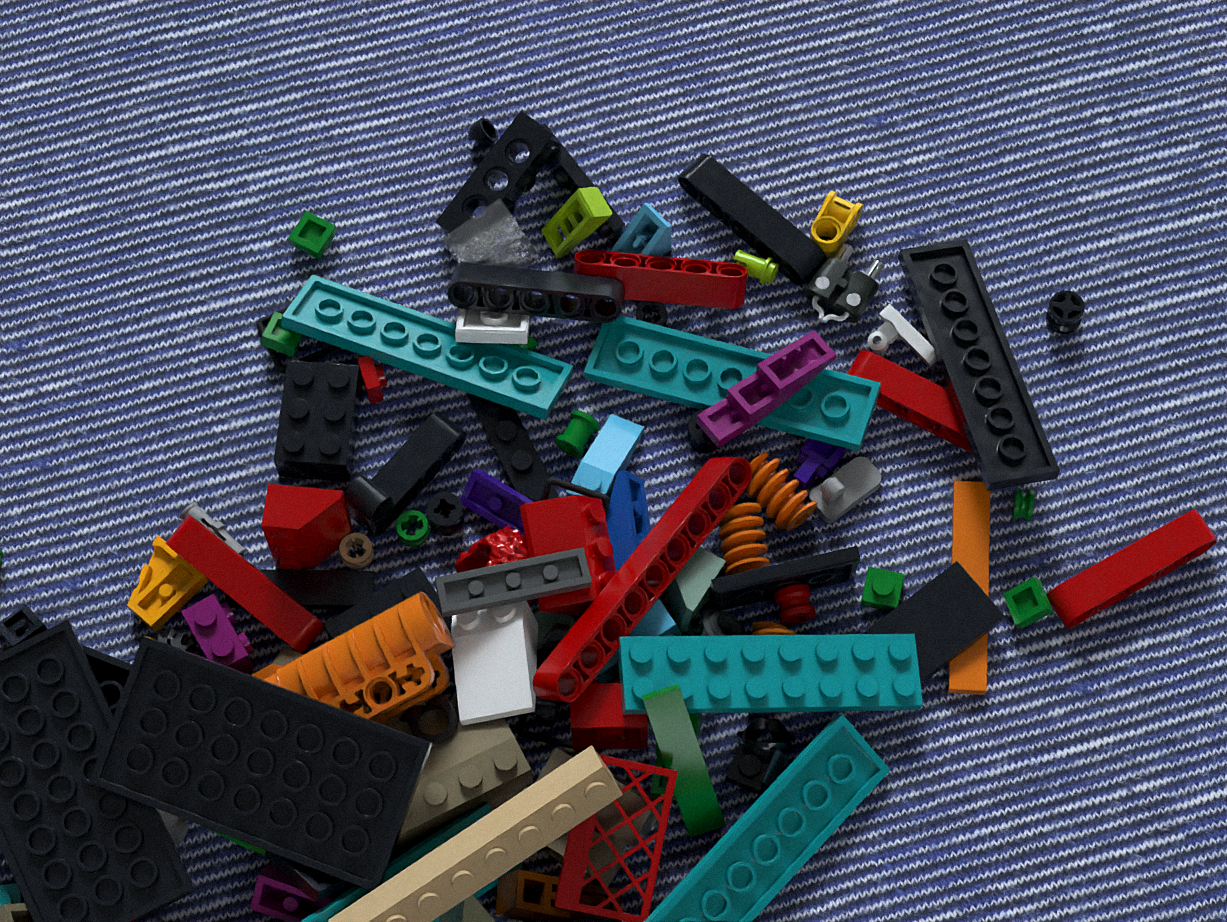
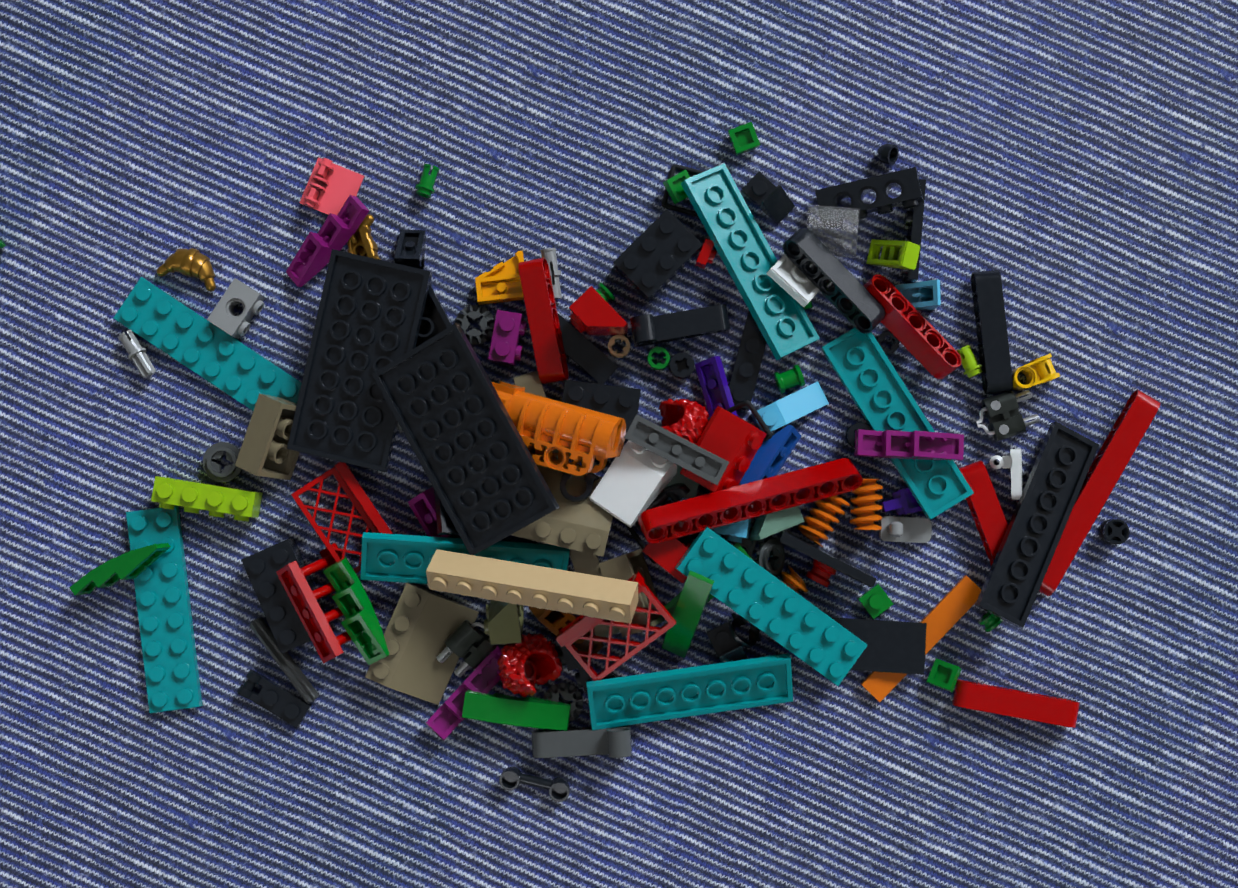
camera: 45 degrees right, 20 degrees up
(393, 273) = (768, 197): none -> black slope
(1004, 277) = (1100, 482): none -> red beam

